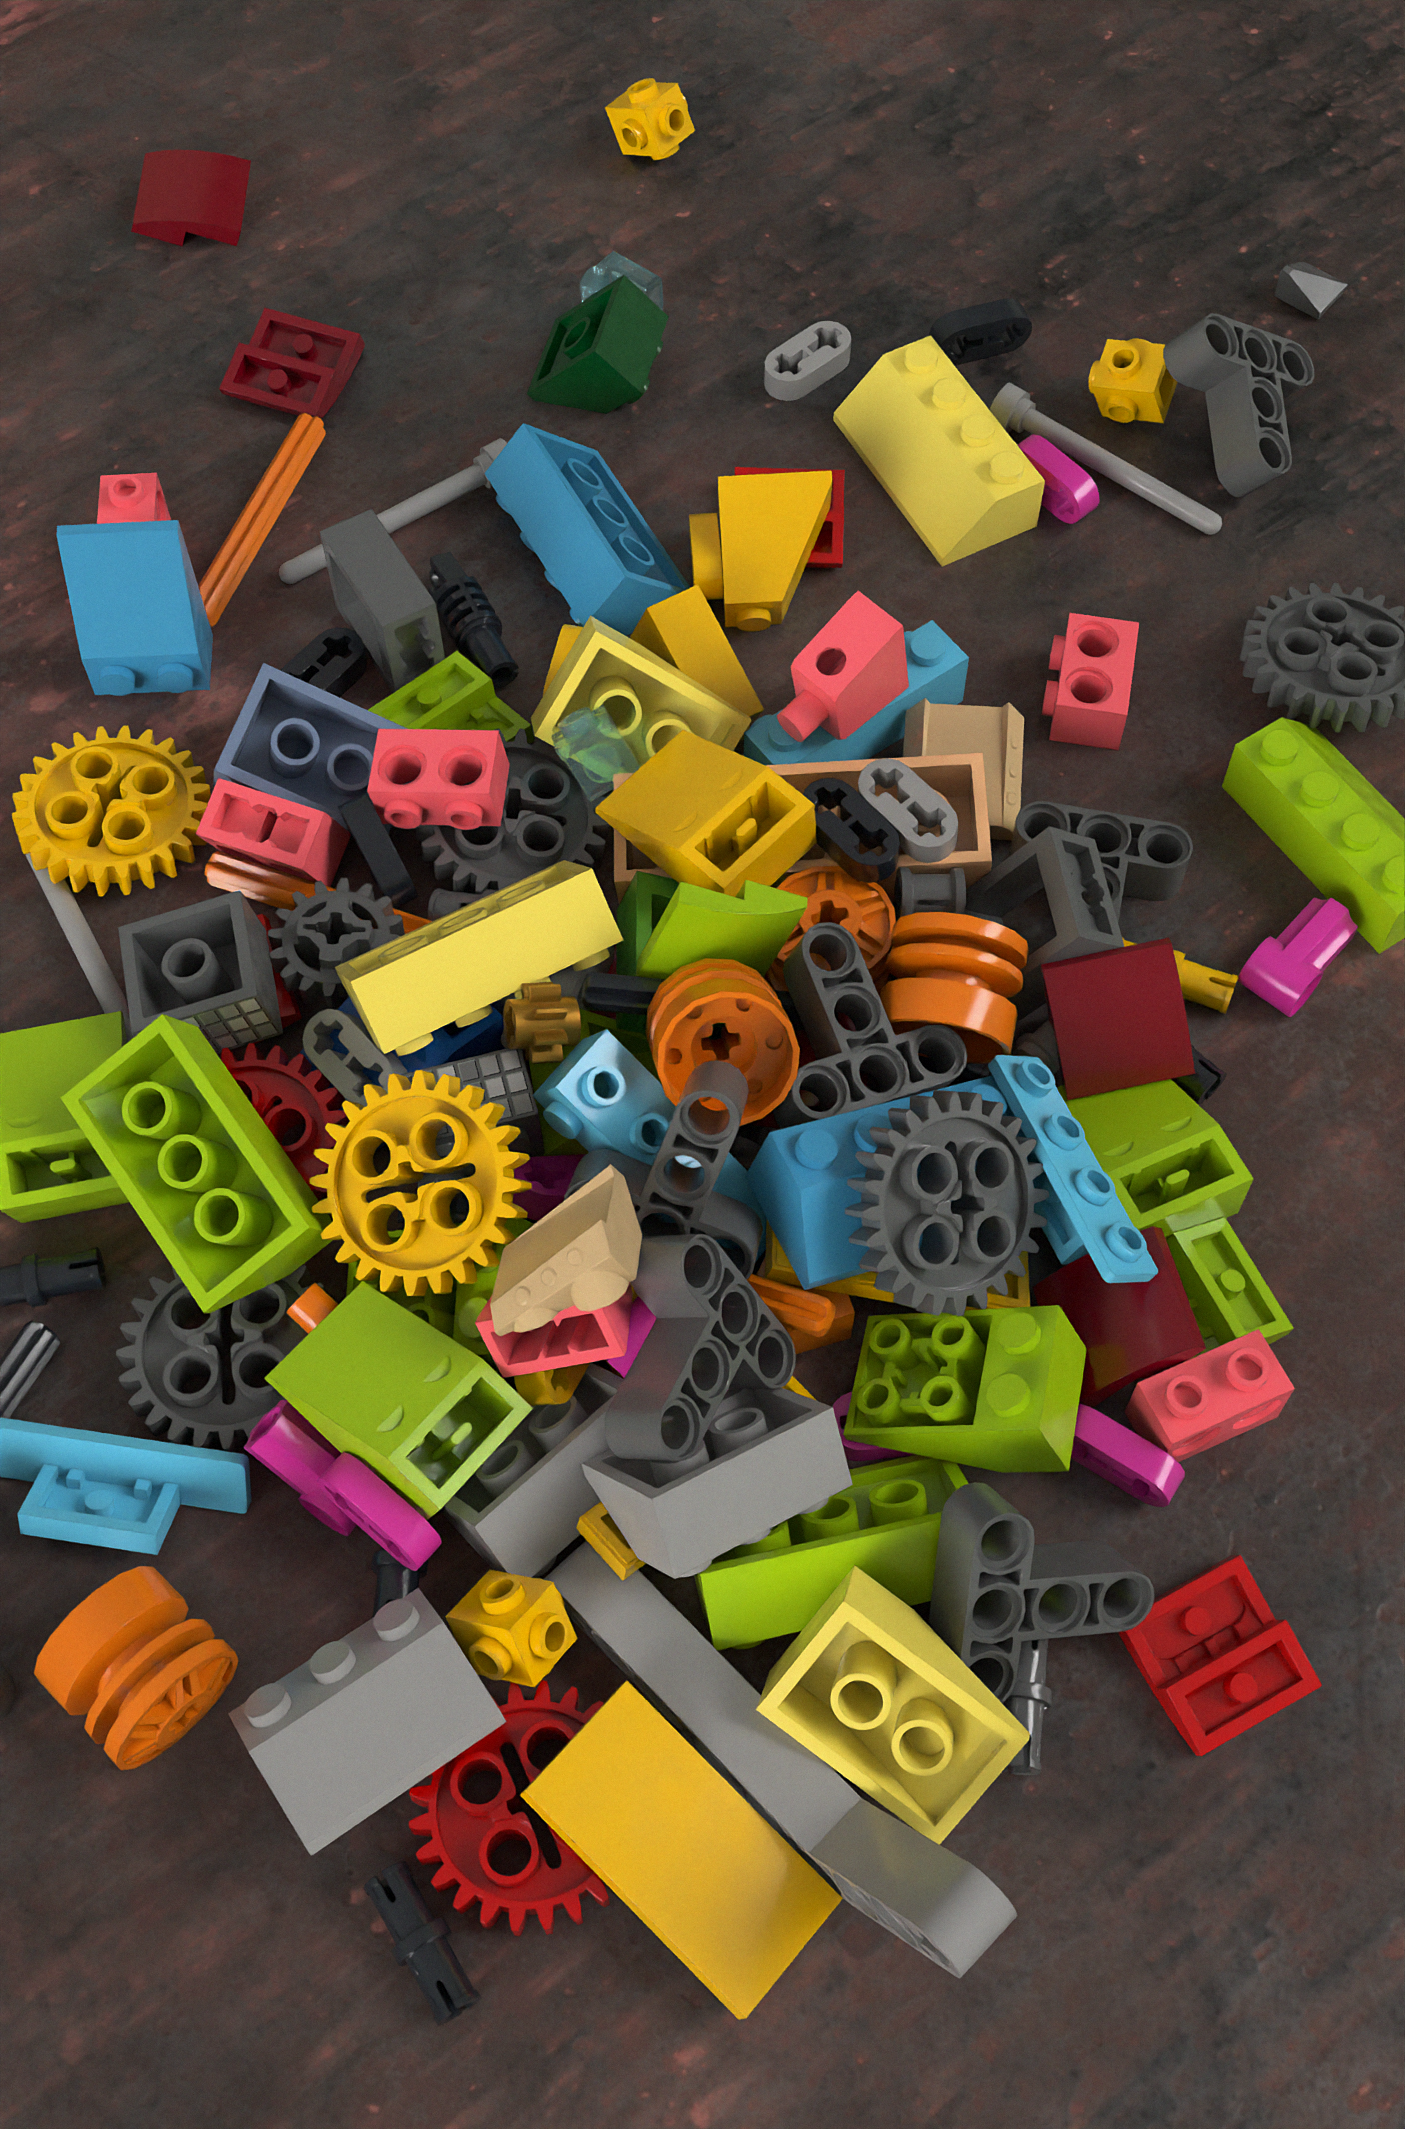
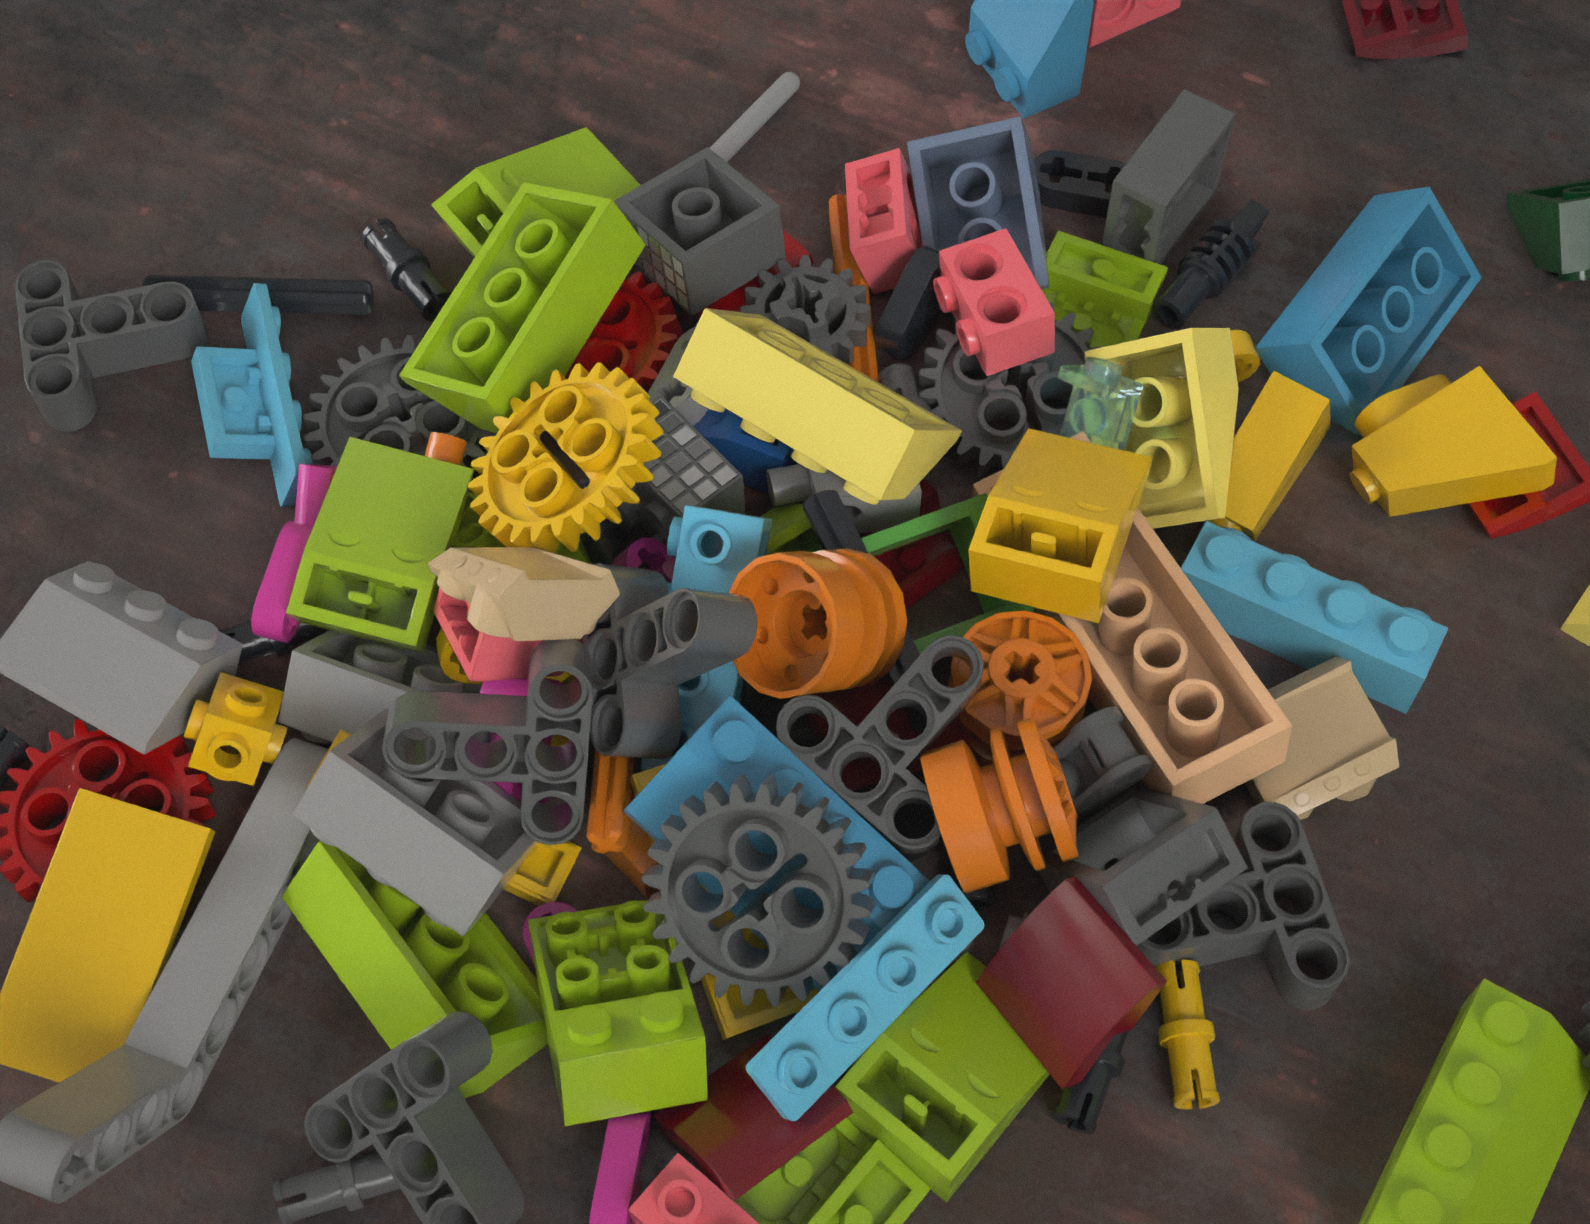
camera: 65 degrees right, 0 degrees up
(111, 810) = (847, 102): yellow gear -> none
(135, 1666) = (100, 480): orange wheel -> none
(260, 514) = (1216, 62): orange axle -> none
(407, 510) = (1309, 167): light grey piece -> none
(542, 1022) = (766, 478): pearl gold gear -> none
(721, 926) = (937, 593): lime slope -> none
(847, 672) = (1296, 561): coral torso -> none
(856, 824) = (1138, 648): black beam -> none
(891, 1707) = (272, 1052): light yellow slope -> none
(915, 803) = (1165, 679): light grey beam -> none
(1093, 681) = (1503, 831): coral brick -> none
(1292, 965) = (1259, 1149): dark pink piece -> none

